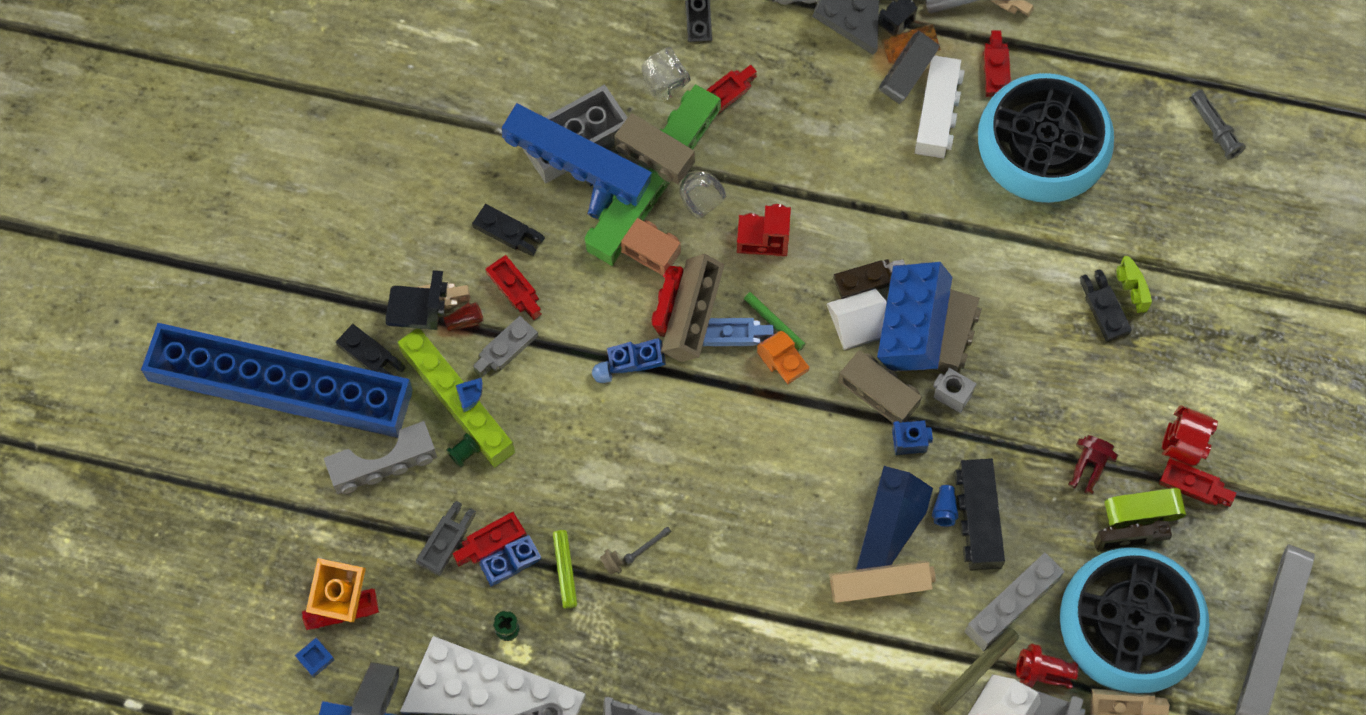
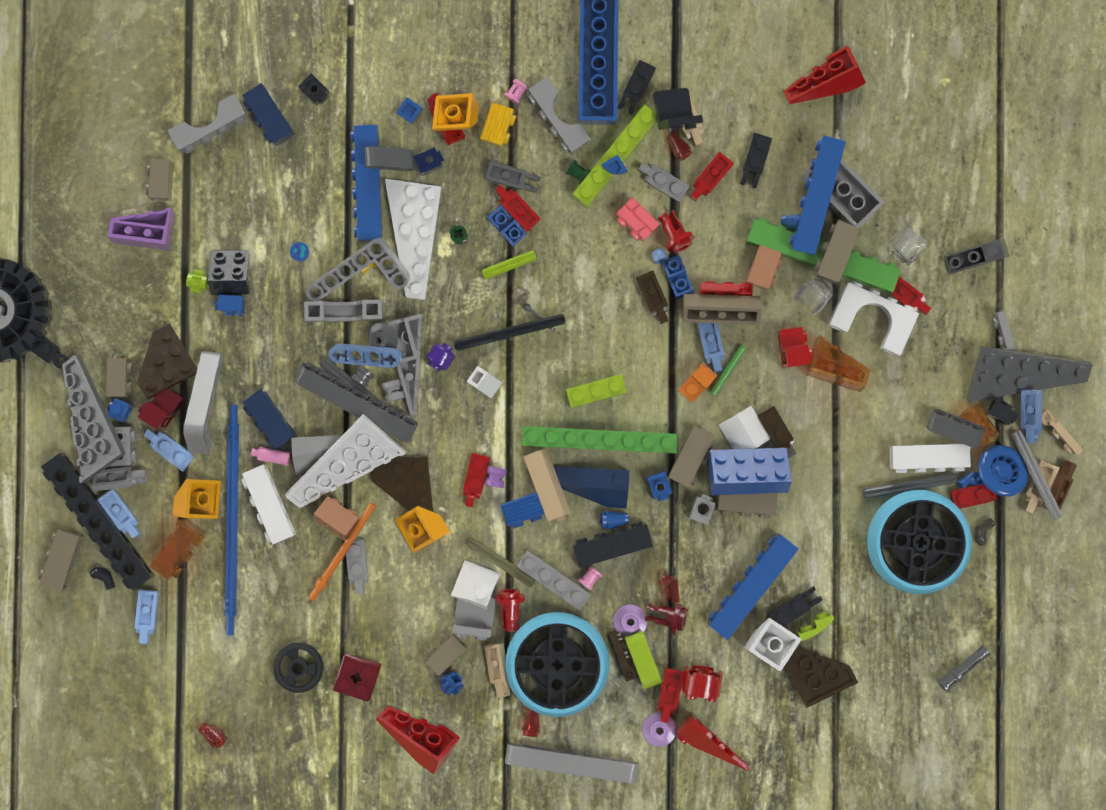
camera: 75 degrees right, 20 degrees up
(337, 513) = (516, 91): none -> bright pink bush
(370, 540) = (497, 125): none -> yellow brick
(393, 653) = (426, 167): none -> clear blue brick
(427, 113) = (834, 77): none -> red wedge
(547, 389) = (637, 220): none -> coral brick
(577, 343) = (678, 238): none -> red piece
(654, 390) = (653, 295): none -> dark brown hinge
(658, 587) = (510, 332): none -> black axle
(671, 687) = (440, 357): none -> dark purple head
(720, 634) = (487, 383): none -> white brick
(755, 104) = (900, 318): none -> white arch
(766, 490) = (596, 391): none -> lime brick
(801, 185) = (836, 367): none -> clear orange wedge
(832, 501) = (599, 439): none -> bright green brick
(852, 679) = (475, 478): none -> red hinge
(855, 649) = (495, 477): none -> medium lavender wheel
(909, 623) = (522, 509): none -> blue brick
(970, 139) = (905, 486): none -> dark grey axle
(972, 26) = (997, 473): none -> blue wheel
(975, 65) = (970, 478): none -> blue arm
(1020, 553) = (590, 577): none -> bright pink bush
(1043, 67) = (980, 534): none -> clear smoke arm
(1055, 448) = (672, 591): none -> clear red bracket
(1068, 349) = (753, 586): none -> blue brick
(1079, 523) = (629, 612): none -> lavender piece
(1149, 338) = (773, 643): none -> white slope
(1199, 296) = (818, 676): none -> dark brown plate
(1214, 677) = (531, 724): none -> clear red cone
(1240, 521) = (656, 739): none -> lavender piece
(1260, 454) = (700, 737): none -> red wedge

